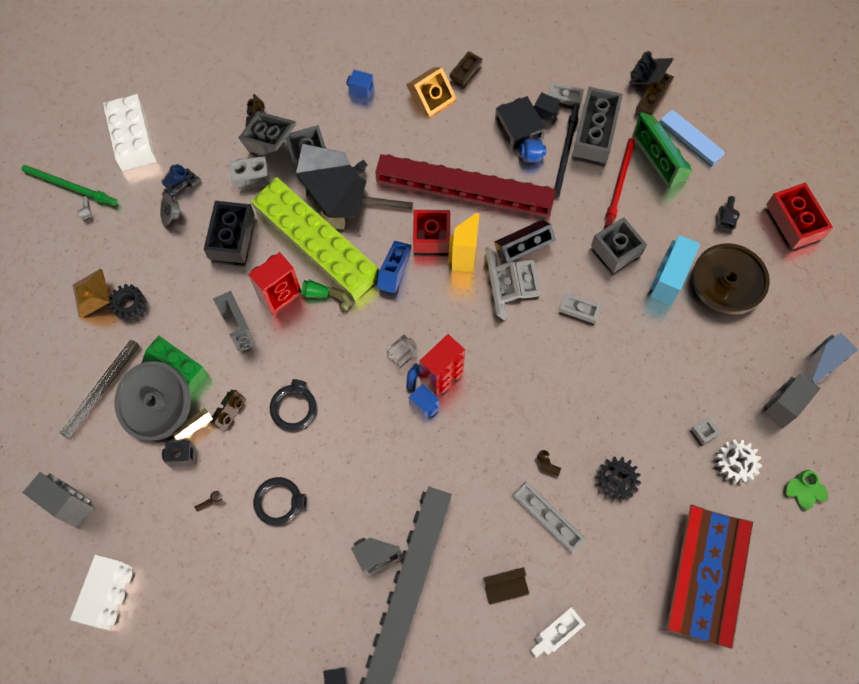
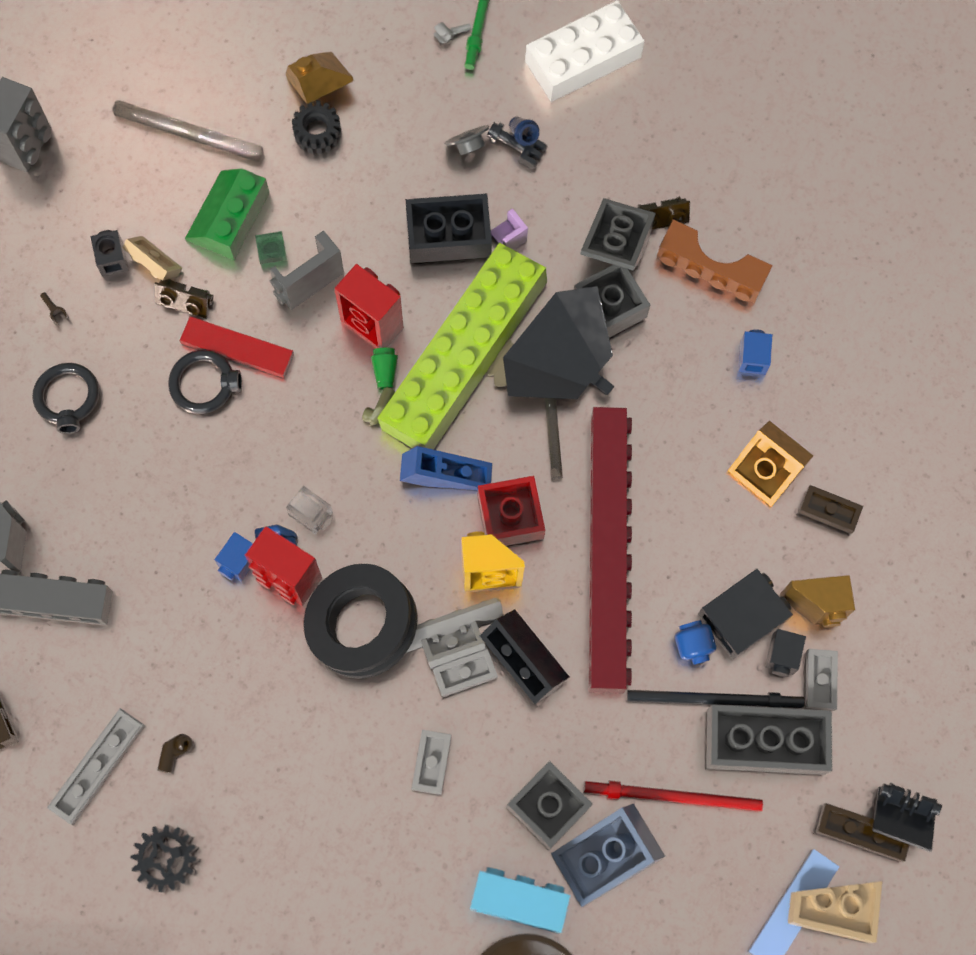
camera: 75 degrees right, 5 degrees up
(152, 401) = (174, 198): dark grey dish -> none
(208, 346) = (271, 247): none -> clear green plate
(241, 194) = (511, 232): none -> lavender panel
(249, 175) = (551, 232): light grey brick -> none
(273, 381) = (237, 347): none -> red tile
(284, 106) = (742, 277): none -> dark orange arch
(486, 301) = (327, 604): none -> black tyre
(522, 77) = (822, 599): none -> pearl gold slope
(651, 220) = (607, 854): none -> sand blue slope
(661, 150) = (748, 857): green slope -> none
(696, 112) = (841, 910): none -> tan wing

